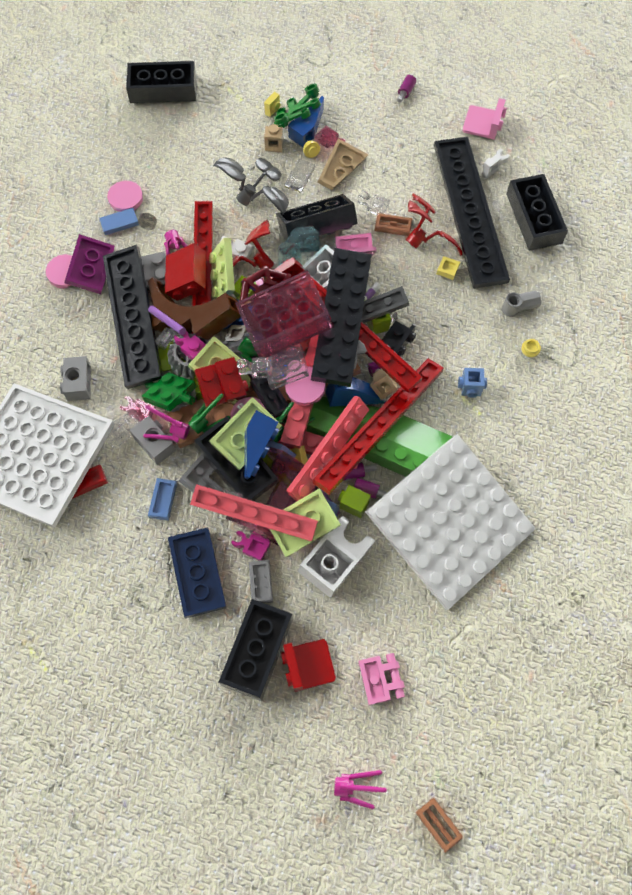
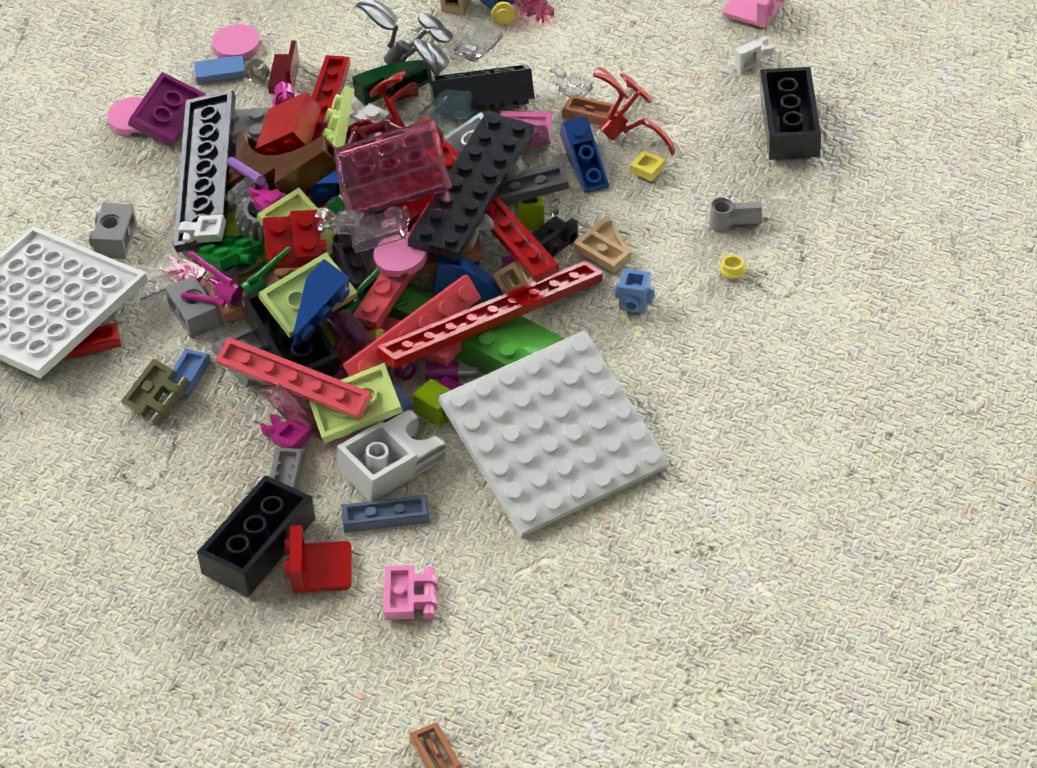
camera: 15 degrees right, 20 degrees down
(140, 521) = (149, 388): none -> olive plate
(149, 374) = (206, 229): none -> white plate
(166, 216) = (284, 68): none -> dark red panel
(196, 573) = (206, 452): dark blue plate -> none
(246, 217) = (363, 83): none -> dark green slope
(340, 164) = (537, 33): tan wing -> none
(343, 605) = (385, 513): none -> sand blue tile
(344, 786) = (328, 693): dark pink plant -> none
(401, 265) = (583, 154): none -> blue slope
(437, 342) = (604, 246): none -> tan wing
(471, 213) = (701, 107): black plate -> none

